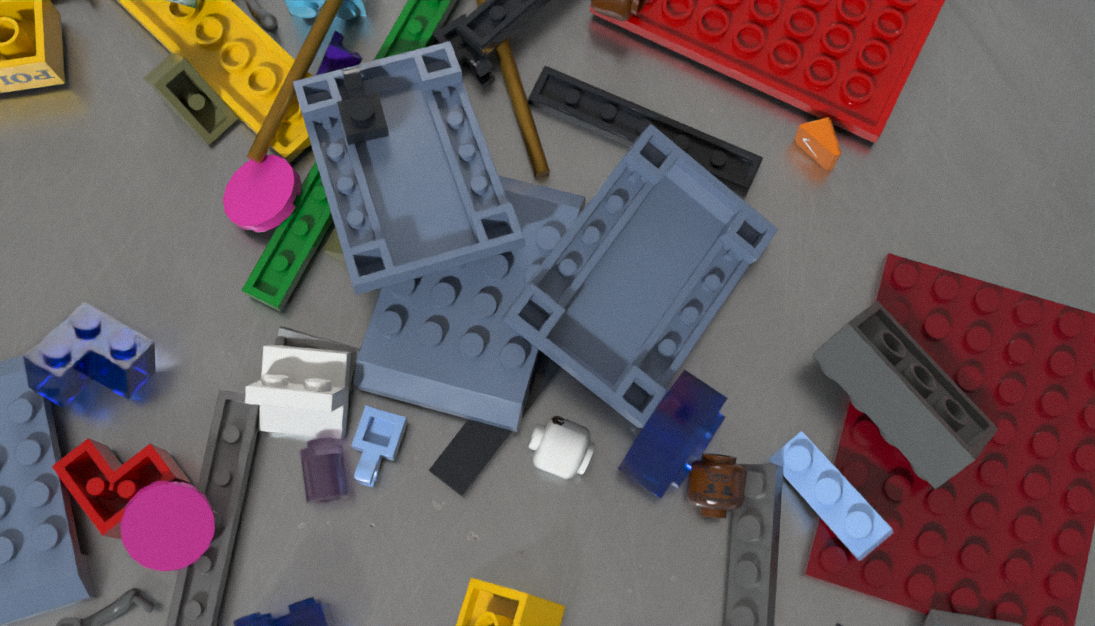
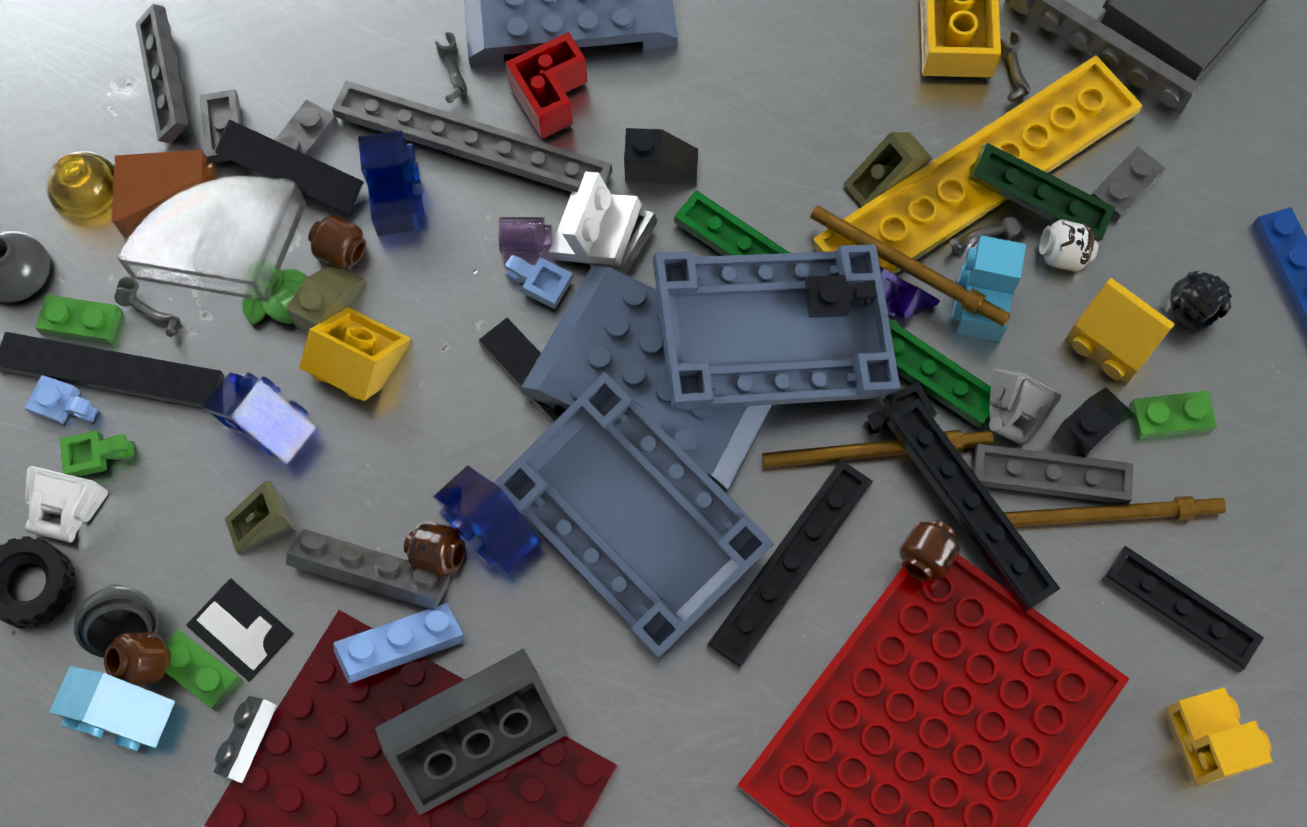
camera: 100 degrees right, 5 degrees down
(88, 349) = (665, 65): clear blue brick -> none
(167, 525) = (502, 109): dark pink tile -> none
(203, 342) = (658, 157): none -> black slope
(262, 194) = (782, 216): dark pink tile -> none
(561, 447) = (498, 424): white head -> none
(819, 142) = (744, 726): orange slope -> none

